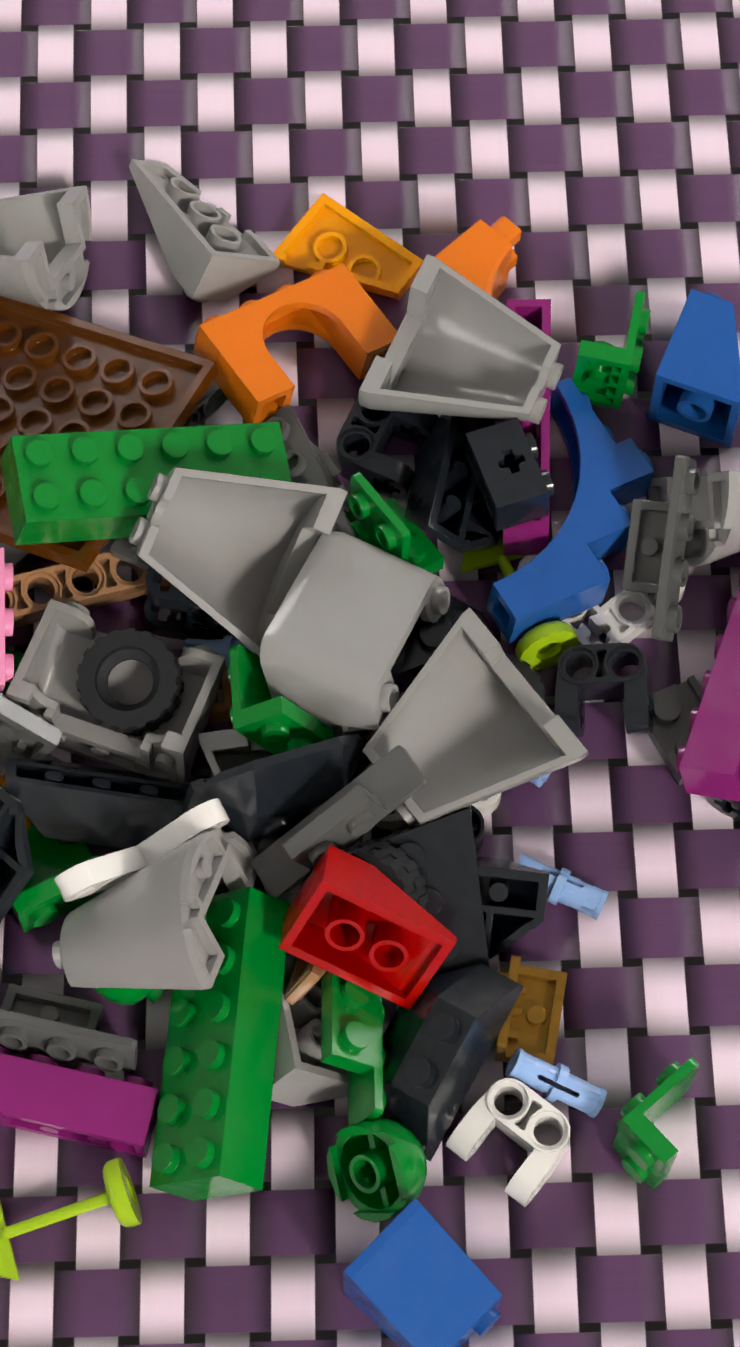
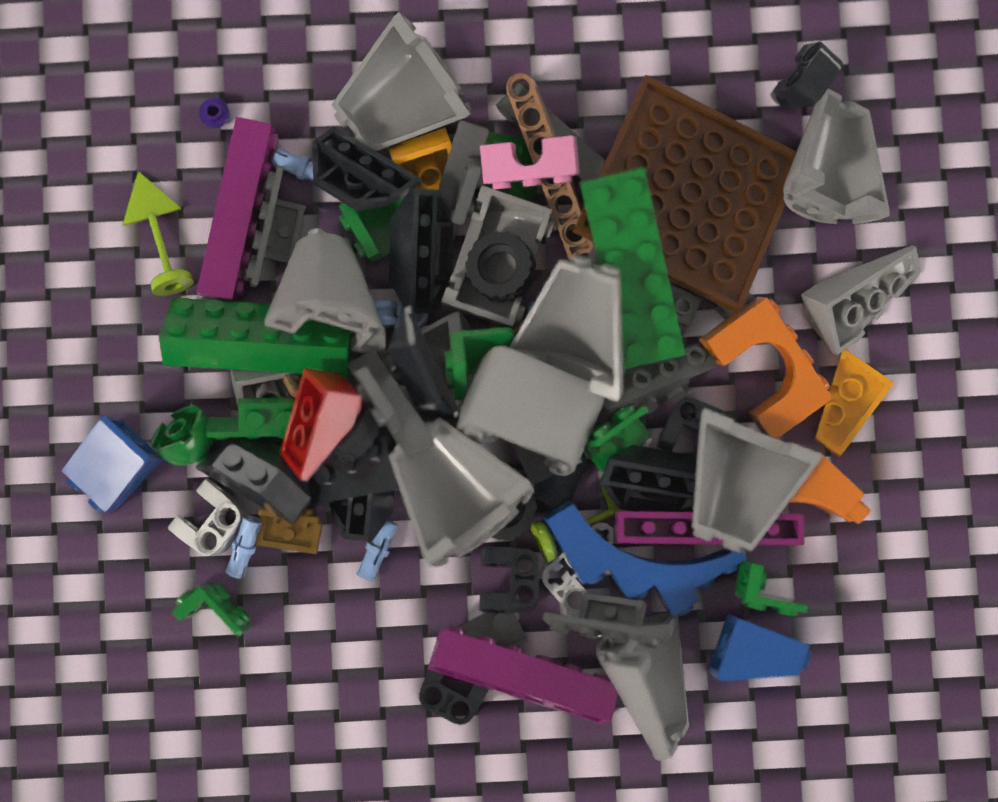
camera: 90 degrees right, 20 degrees up
(110, 869) = (377, 283): white beam -> none
(508, 473) = (671, 507): black brick -> none

